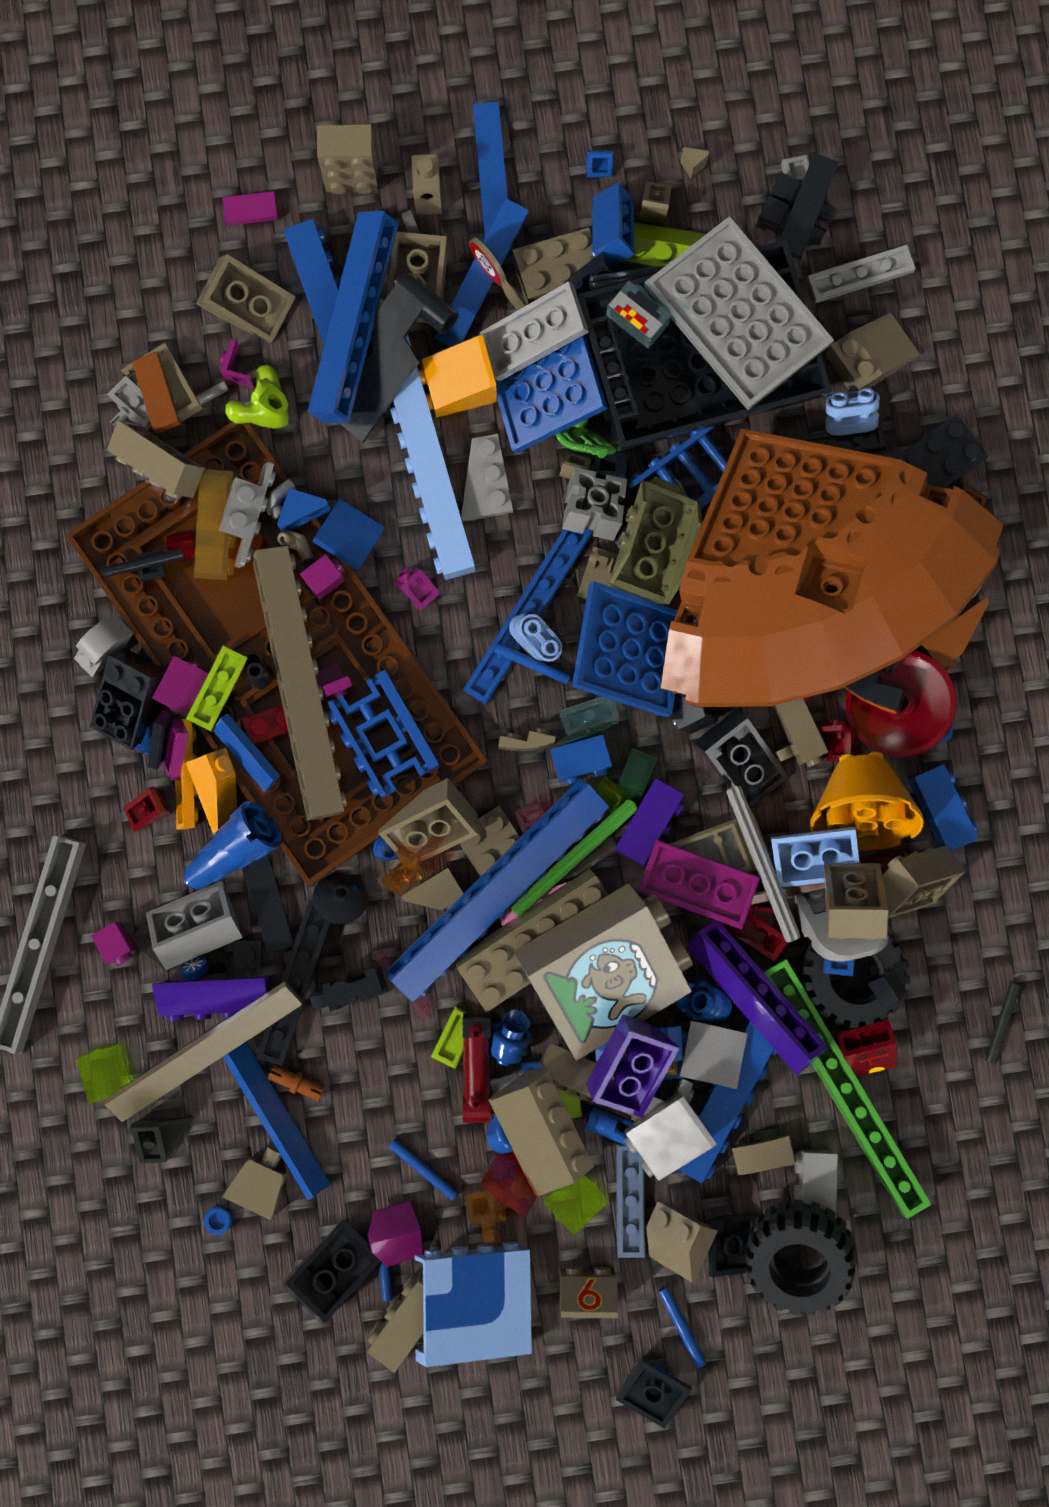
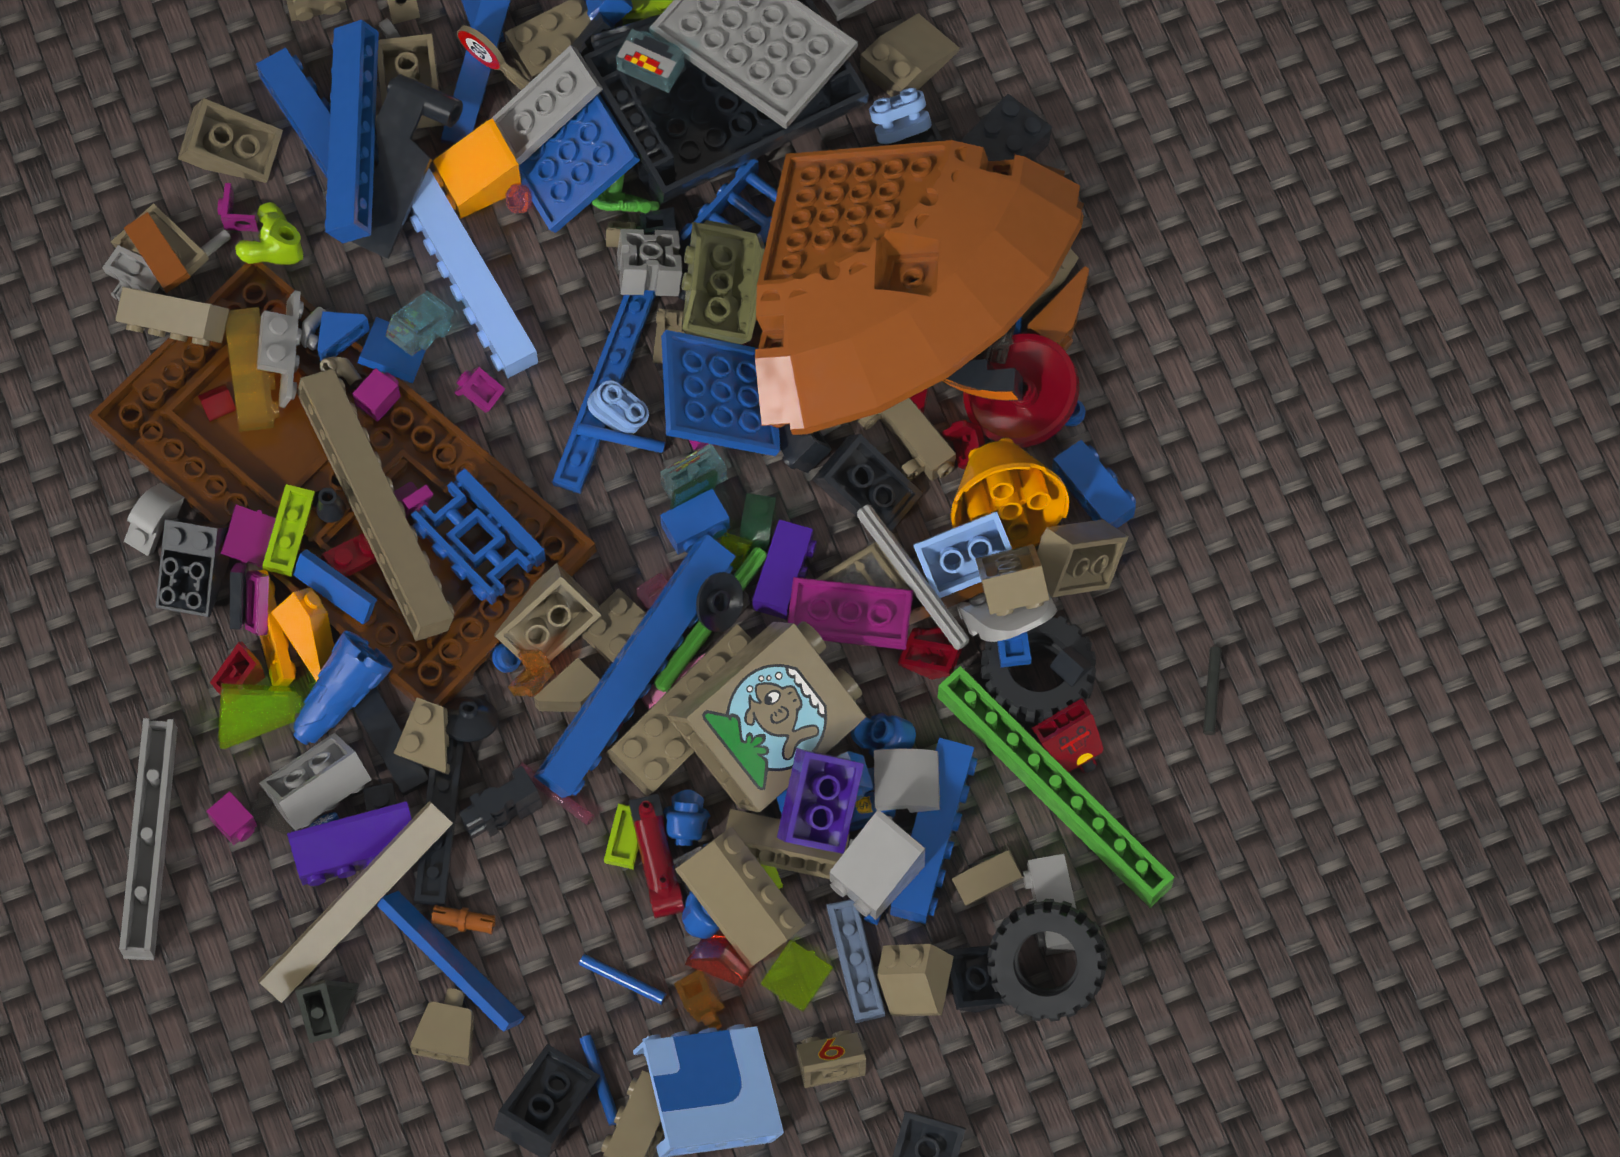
camera: 10 degrees left, 15 degrees down
(103, 1072) = (247, 958): clear neon green piece -> none
(142, 563) = (181, 421): black bar -> none
(144, 743) = (221, 607): blue tile -> none
(153, 849) = (254, 710): none -> clear neon green slope
(154, 572) = (189, 425): black tile -> none
(218, 1220) = (409, 1082): blue tile -> none
(250, 208) = (214, 54): magenta tile -> none
(297, 910) = (425, 736): none -> dark tan wing
(376, 515) = (420, 323): none -> clear light blue brick
(395, 1234) = (608, 1050): magenta slope -> none
(486, 481) = (529, 269): light grey wing -> none
(491, 412) = (518, 198): none -> clear pink tile
(536, 740) = (644, 514): dark tan slope -> none
(585, 849) = (719, 601): none -> black dish
(604, 1124) = (811, 886): blue hinge -> none
(682, 1327) = (942, 1078): blue bar -> none
(757, 997) = (937, 709): dark purple brick -> none

